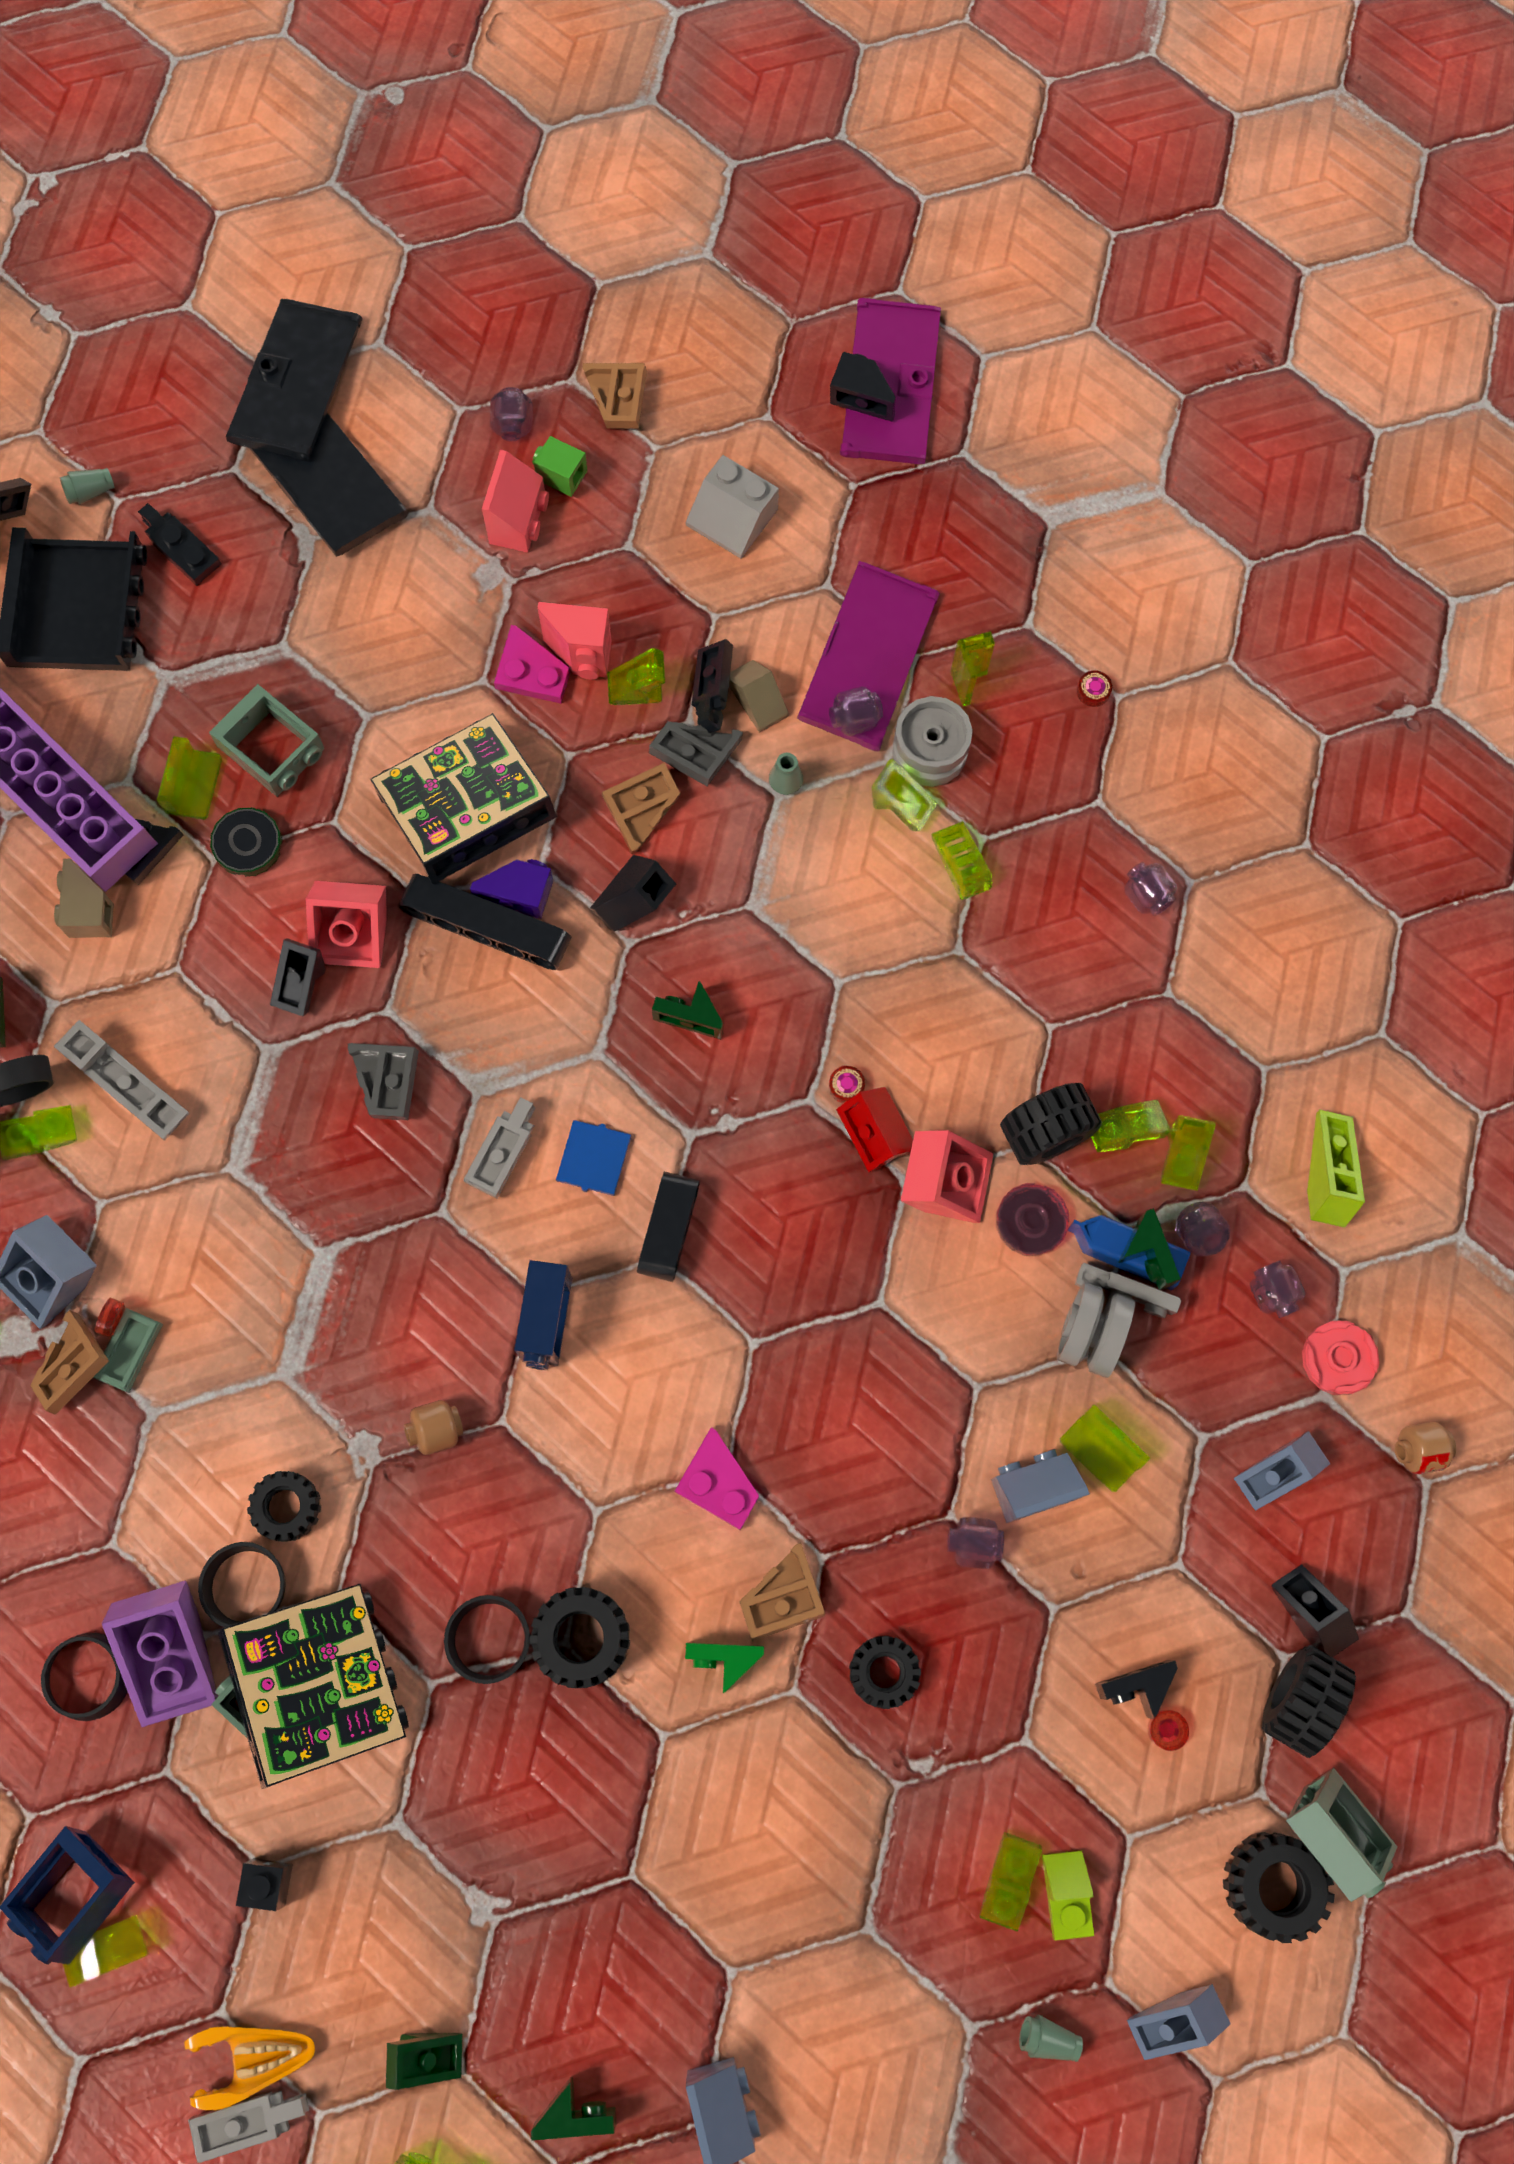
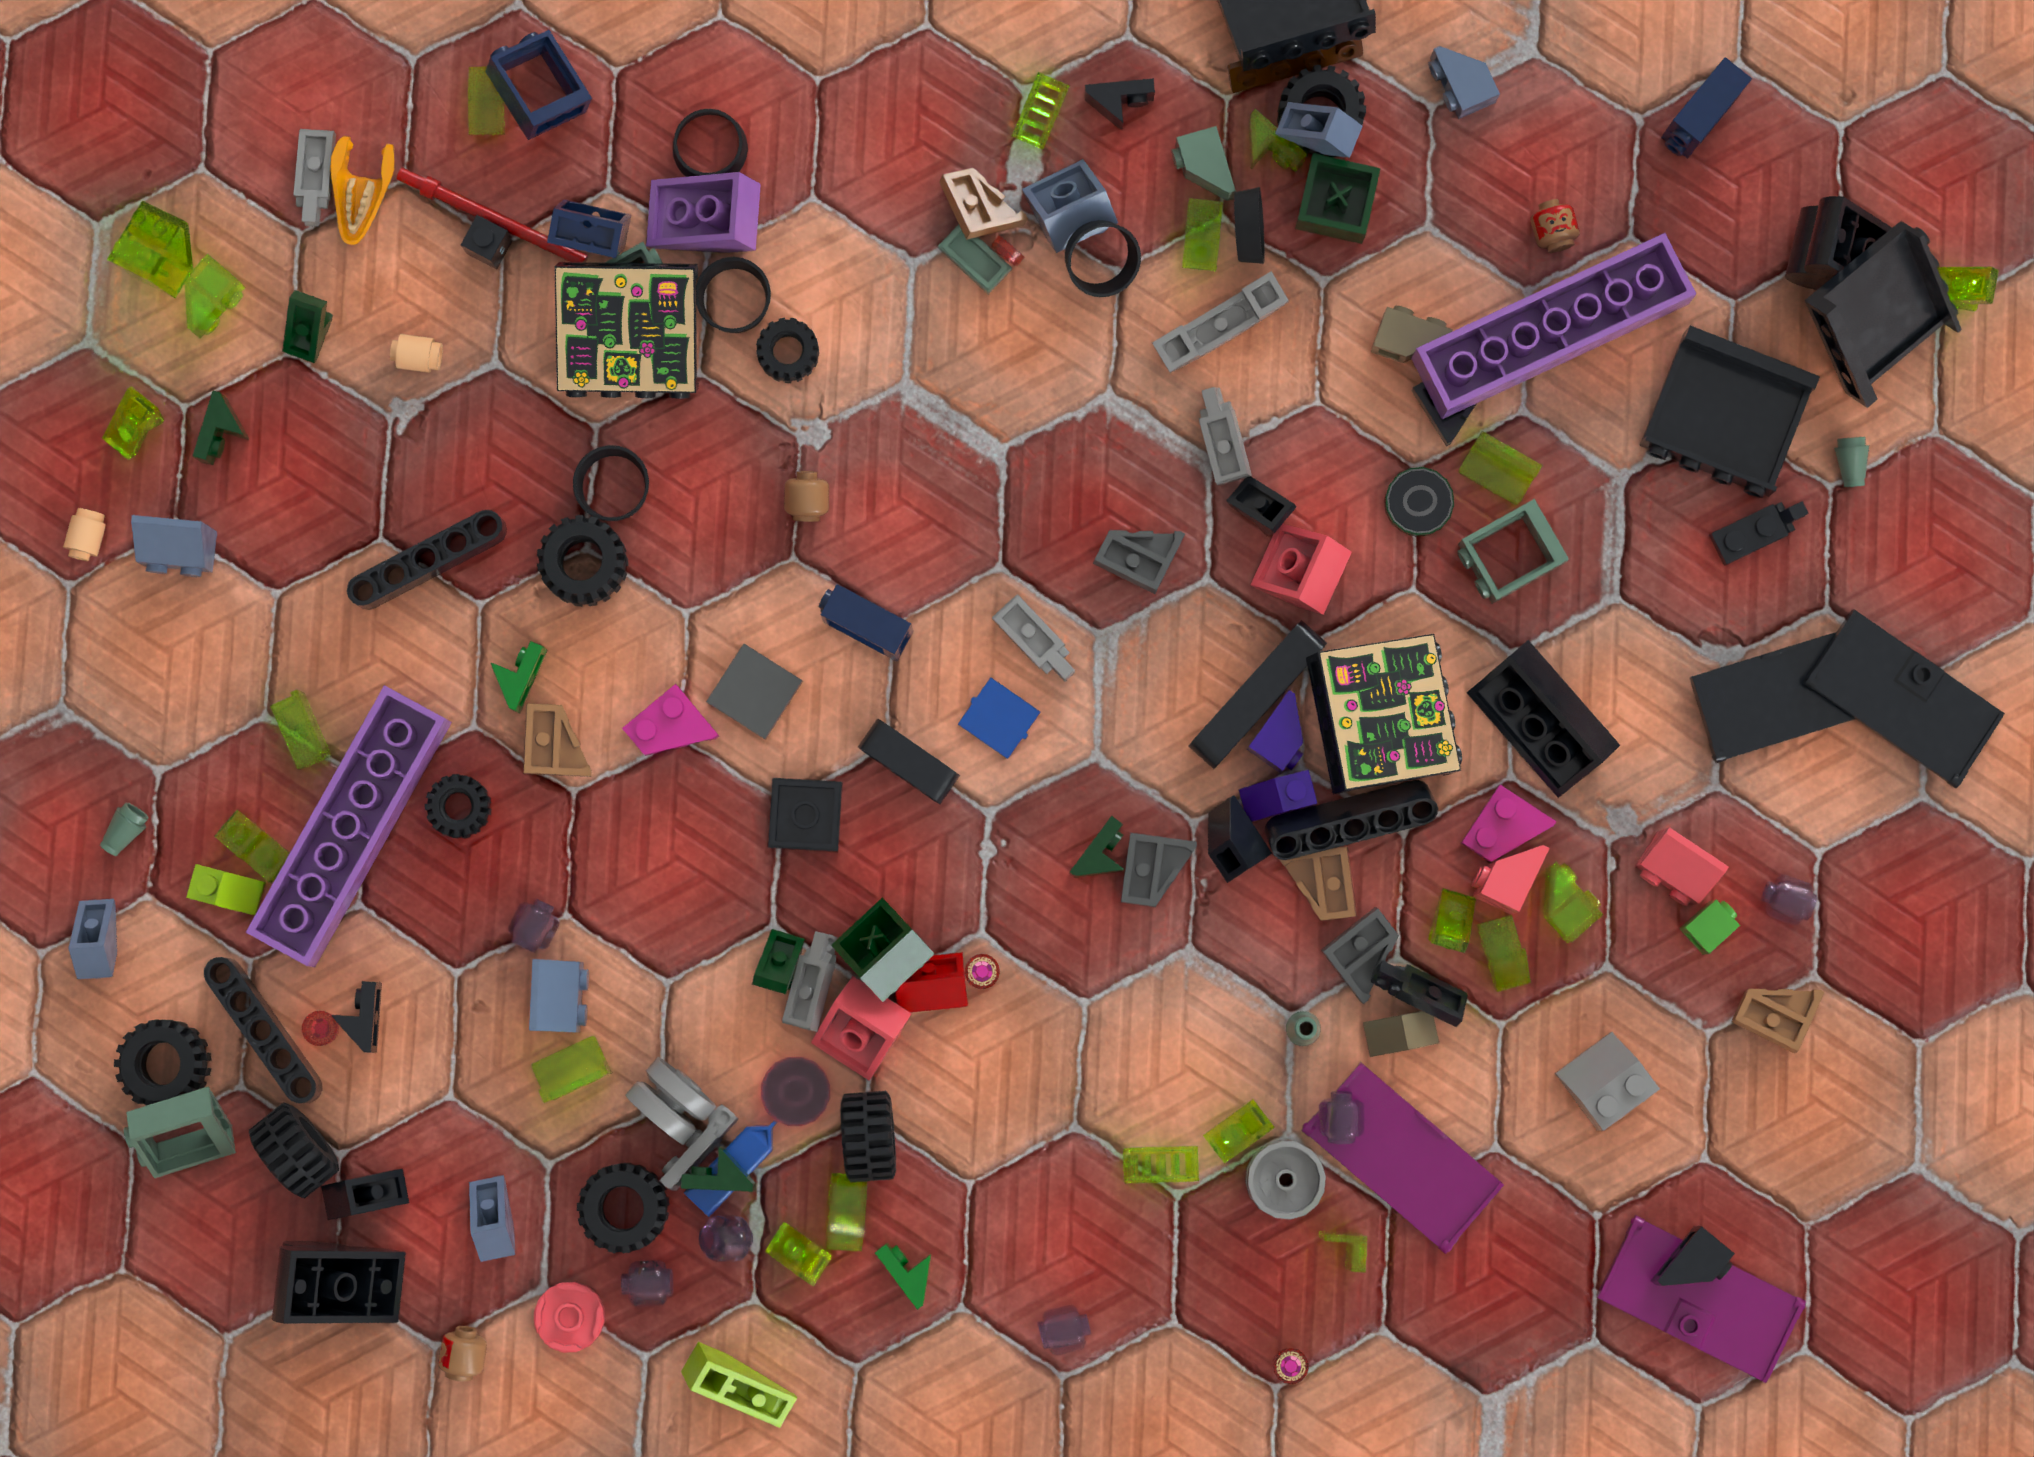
camera: 115 degrees right, 10 degrees up
(89, 1188) = (1120, 281): none -> black tyre
(215, 1756) = (578, 229): none -> dark blue window
(223, 1975) = (432, 189): none -> red bar
(241, 1039) = (1223, 439): none -> light grey hinge
(414, 1916) = (416, 353): none -> light nougat brick
(419, 664) = (1543, 719): none -> black slope
(574, 867) = (1278, 796): none -> dark purple slope
(577, 798) = (1367, 822): none -> black beam
(587, 583) = (1566, 905): none -> clear neon green slope
(644, 1831) = (409, 559): none -> black beam
(653, 628) = (1504, 953): none -> clear neon green slope
(653, 1408) = (754, 691): none -> dark grey tile
(685, 961) = (1152, 867): none -> dark grey wing
(759, 1310) = (805, 814): none -> black tile
(865, 1177) = (882, 949): none -> dark green brick
(869, 1881) = (300, 730): none -> clear neon green panel
(916, 1279) = (778, 961): none -> dark green slope
(924, 1240) = (811, 983): none -> light grey hinge
(953, 1781) = (348, 827): none -> medium lavender brick
(1162, 1041) = (912, 1281): none -> green slope
(1179, 1799) = (247, 1023): none -> black beam
(1245, 1331) = (593, 1217): none -> black tyre
(1421, 1603) = (337, 1283): none -> black brick

